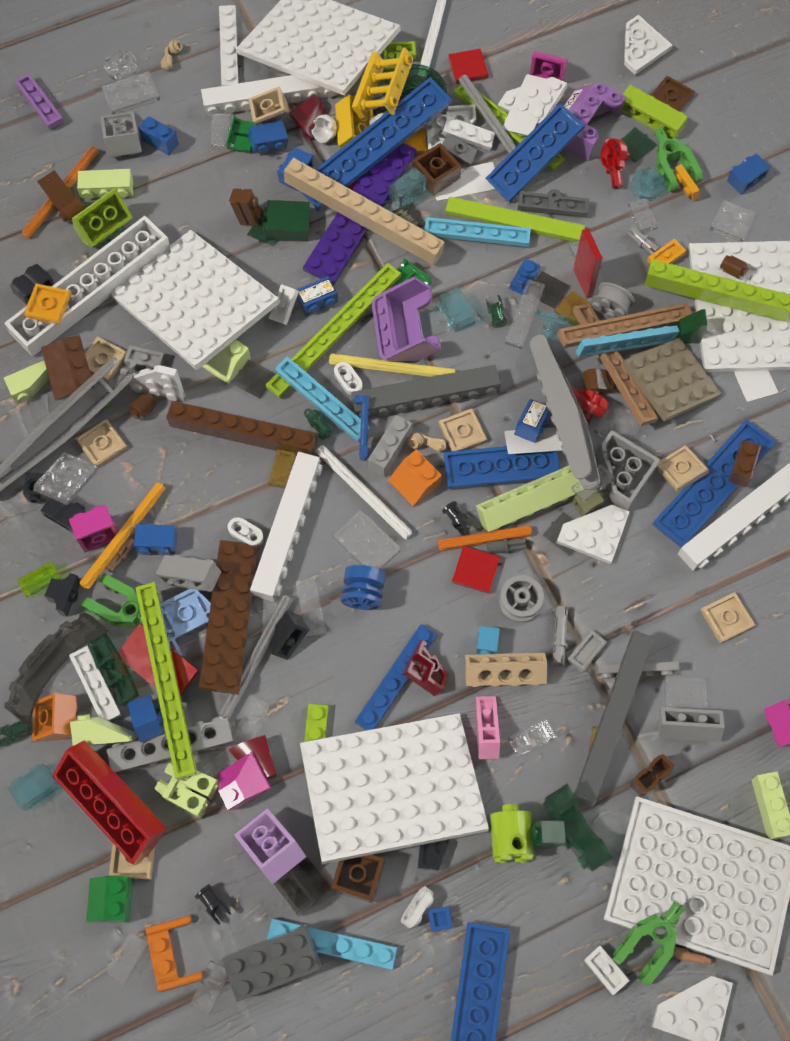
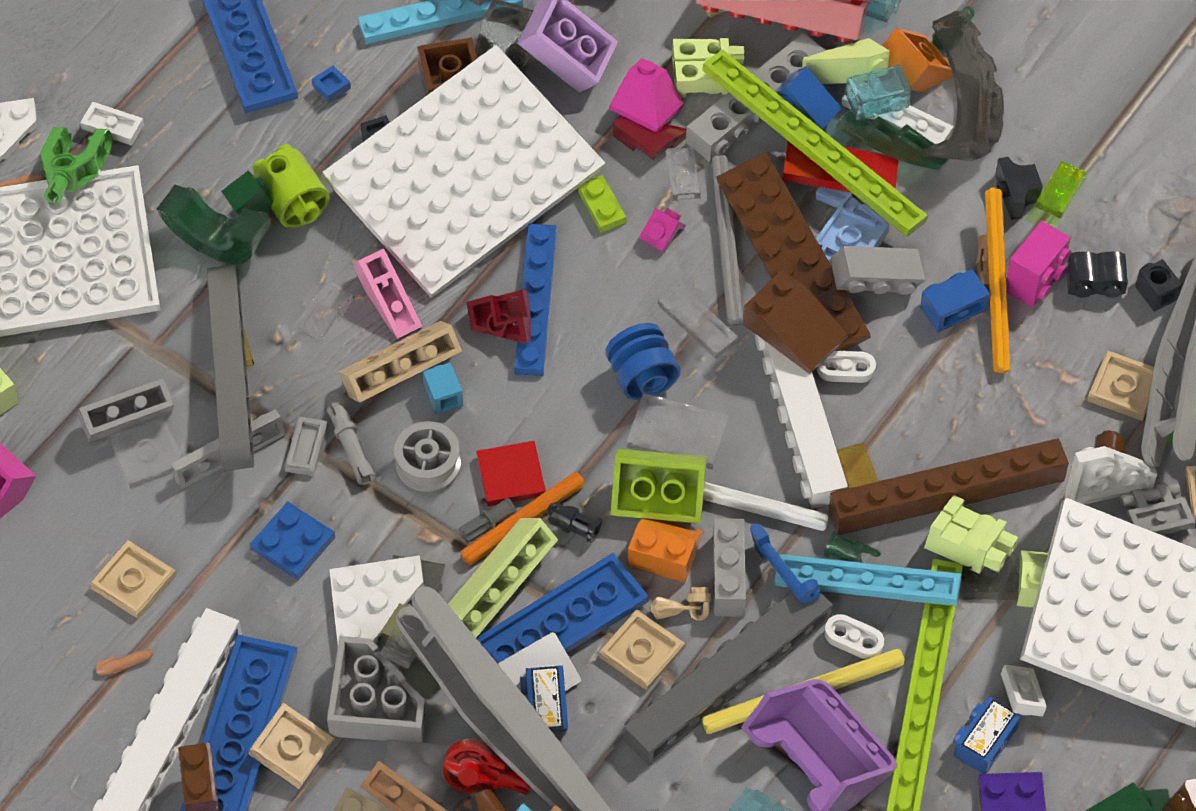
camera: 150 degrees right, 10 degrees down
(65, 478) = (1126, 304): clear plate -> none
(98, 696) = (878, 92): none -> clear light blue brick
(121, 618) = (957, 190): bright green piece -> none
(252, 393) = (970, 537): none -> yellowish green hips
(262, 560) = (793, 322): none -> reddish brown slope
(288, 634) = (703, 272): black slope -> none
(291, 682) = (662, 228): none -> dark pink bracket
(400, 506) = (658, 485): none -> lime slope
(413, 913) = (363, 80): white plate -> none
(623, 593) = (292, 540): none -> blue plate
(650, 776) = (149, 330): reddish brown brick -> none
(758, 569) = (114, 665): none -> nougat piece

